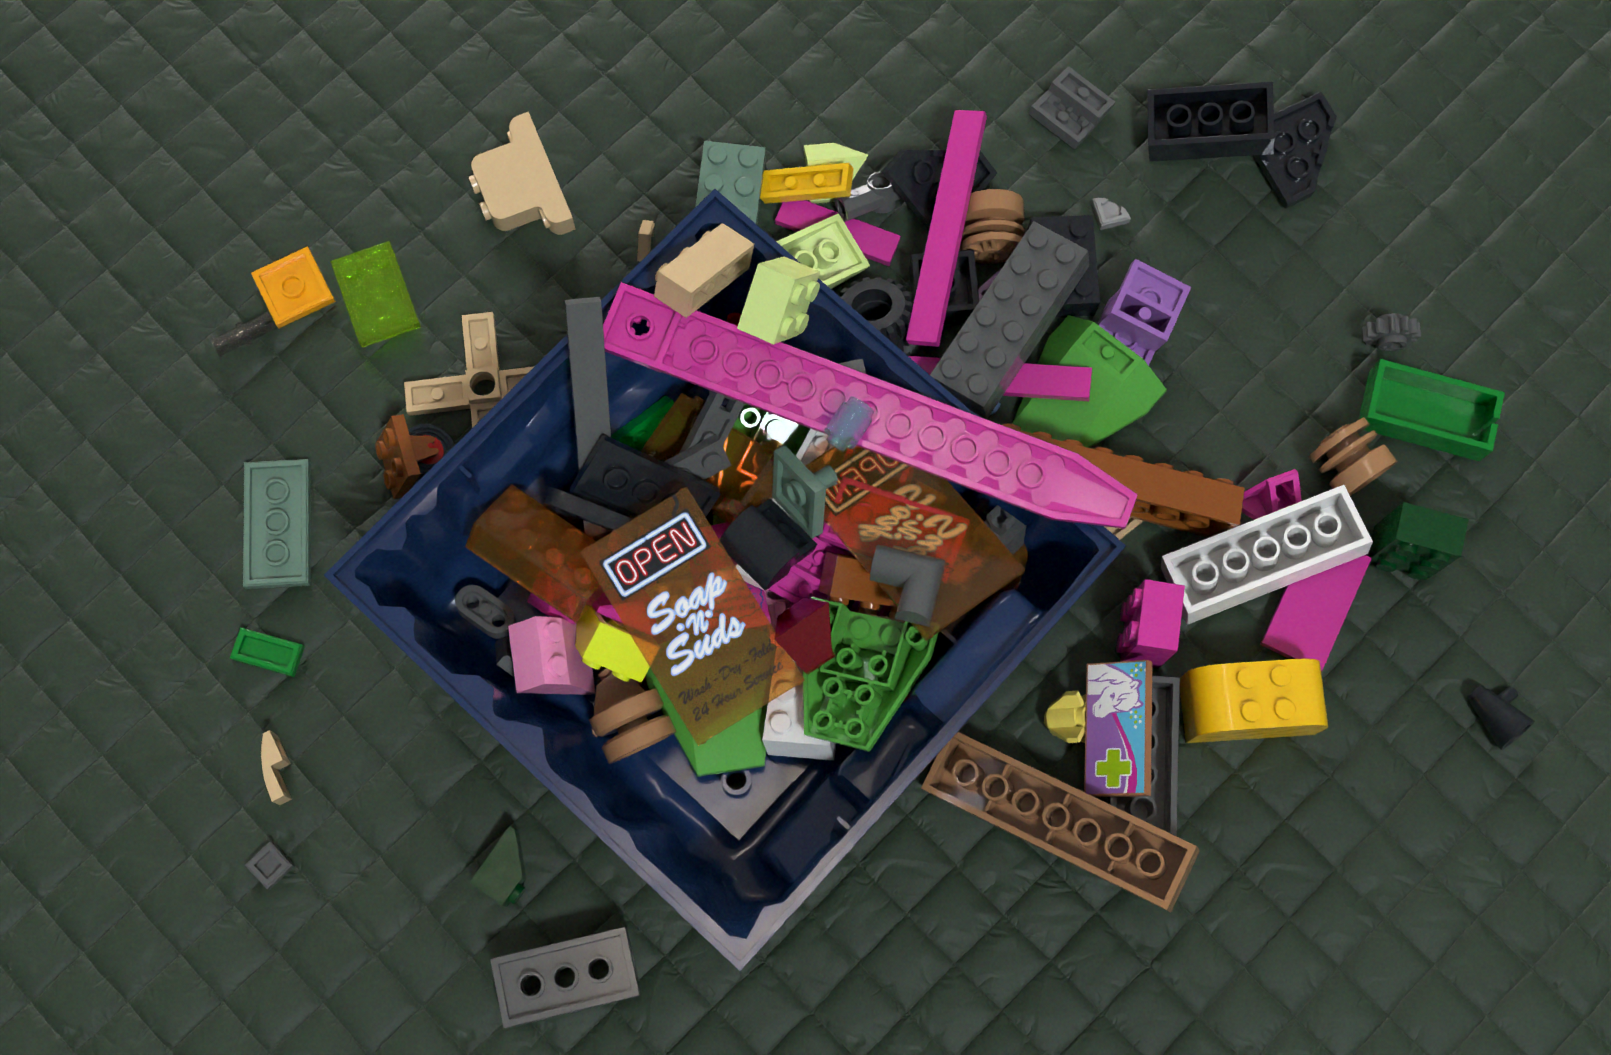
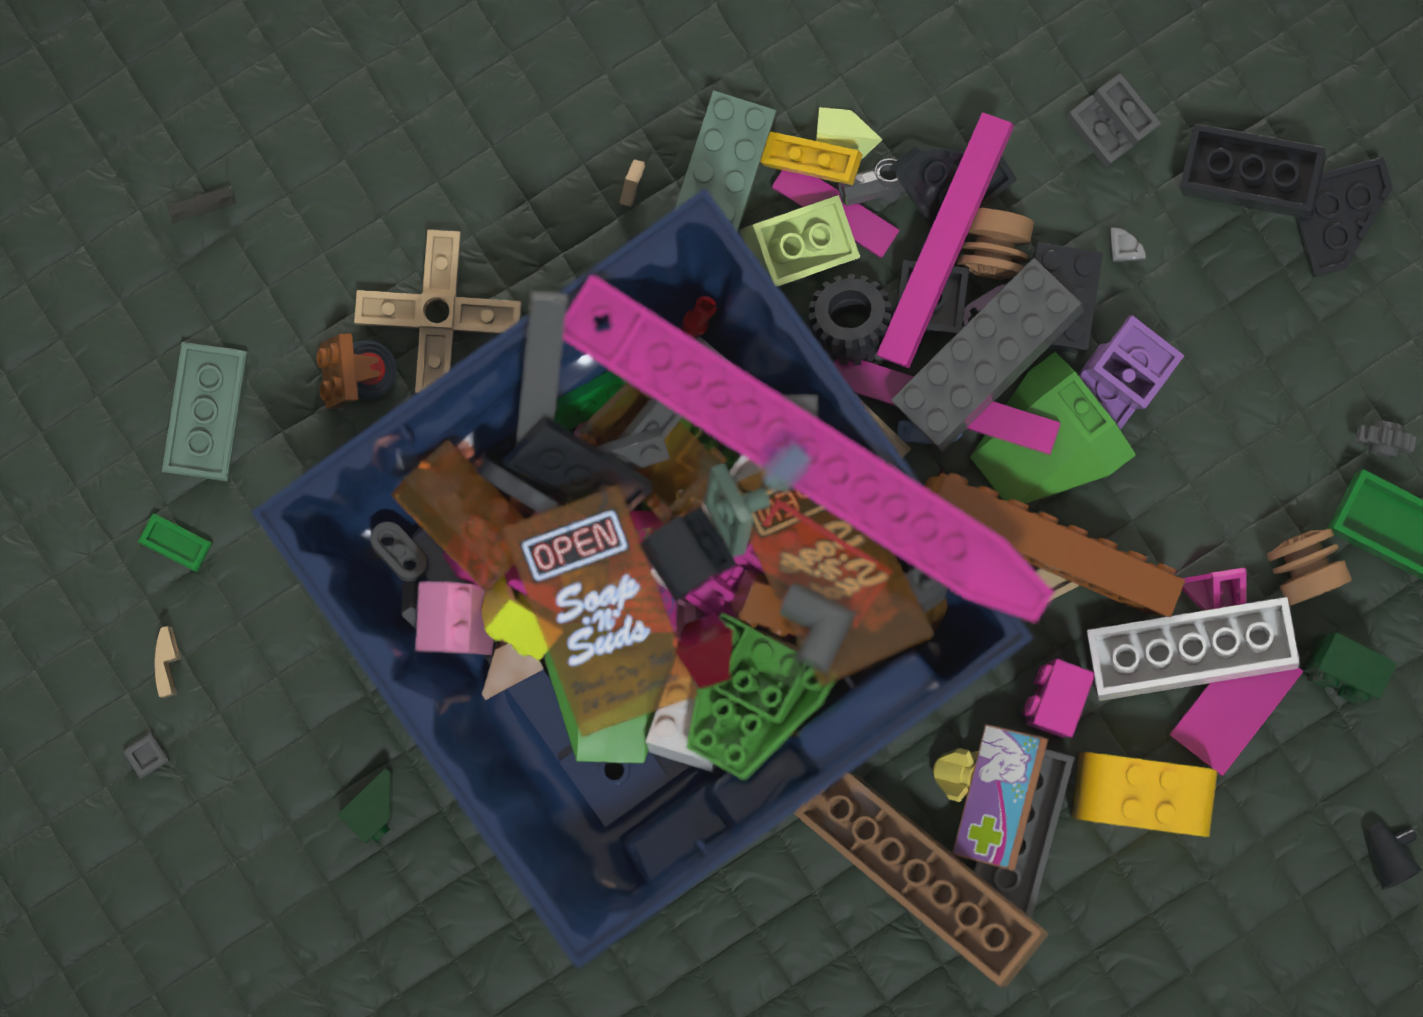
camera: 15 degrees right, 10 degrees up
(293, 287) = (259, 161): light orange tile -> none
(375, 294) = (342, 185): clear neon green plate -> none
(520, 182) = (513, 93): tan brick -> none
(547, 962) = (400, 943): dark grey brick -> none
(631, 722) = (521, 696): medium nougat wheel -> none
(703, 270) = (675, 276): tan brick -> none
(779, 300) = (745, 325): yellowish green brick -> none

